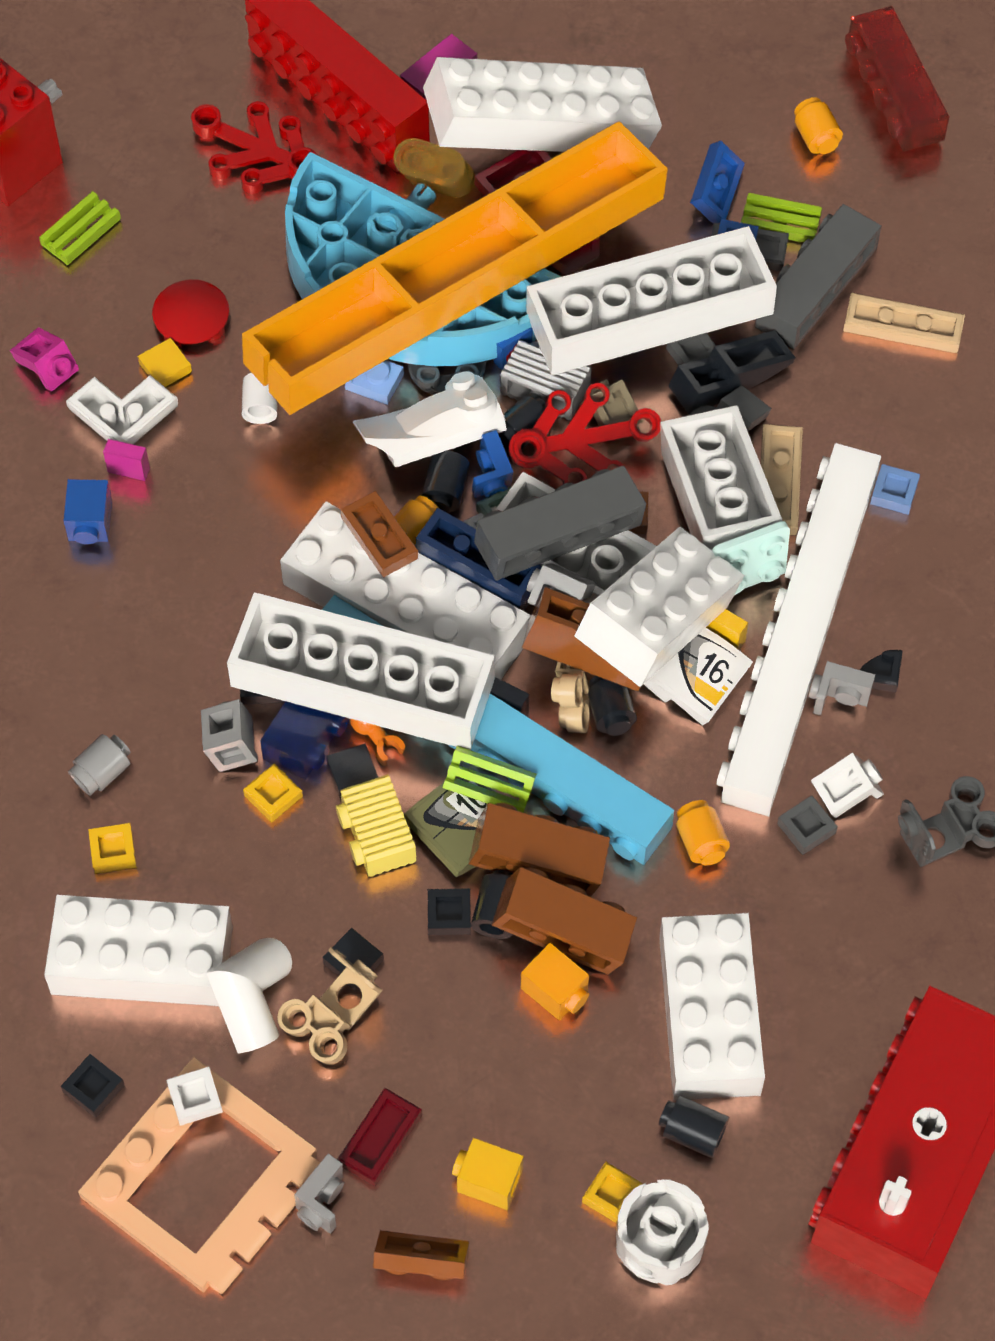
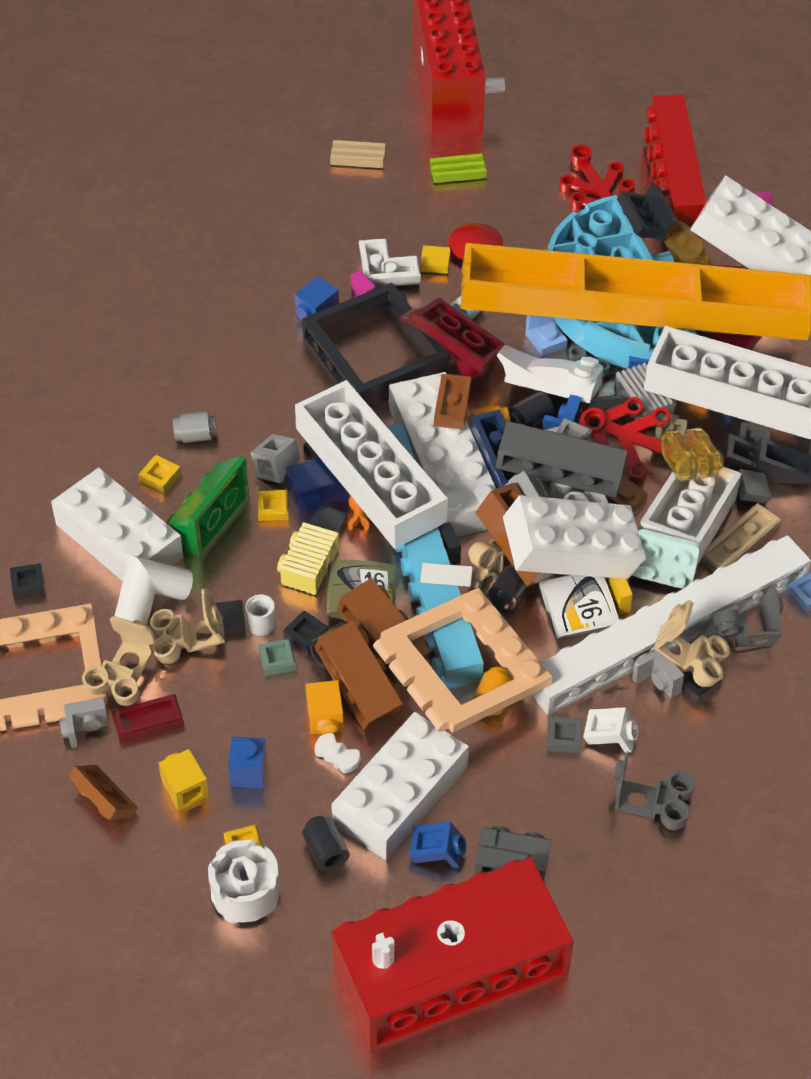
camera: 40 degrees right, 10 degrees down
(47, 357) = (372, 218): dark pink bracket -> none
(189, 574) = (377, 390): none -> black window
(194, 1096) = (67, 619): white tile -> none
(213, 844) = (211, 506): none -> green slope
(294, 445) = (458, 335): none -> dark red slope
(310, 1117) = (137, 640): none -> tan piece
(371, 152) = (648, 213): none -> black bracket
(390, 915) = (263, 606): none -> white beam
(446, 963) = (277, 657): none -> sand green tile
(482, 794) = (372, 565): lime tile -> none
(537, 481) = (574, 430): none -> light grey tile
(538, 1103) = (247, 762): none -> blue brick
(547, 739) = (446, 574): none -> white sticker
(608, 1020) = (337, 753): none -> white piece
(659, 882) = (427, 687): none -> light nougat hinge
(679, 421) = (691, 454): none -> clear yellow brick
(799, 1039) = (436, 843): none -> blue bracket
(860, 637) = (702, 654): none -> tan piece
(880, 995) = (501, 846): none -> dark grey brick
(889, 543) = (731, 624): none -> dark grey piece

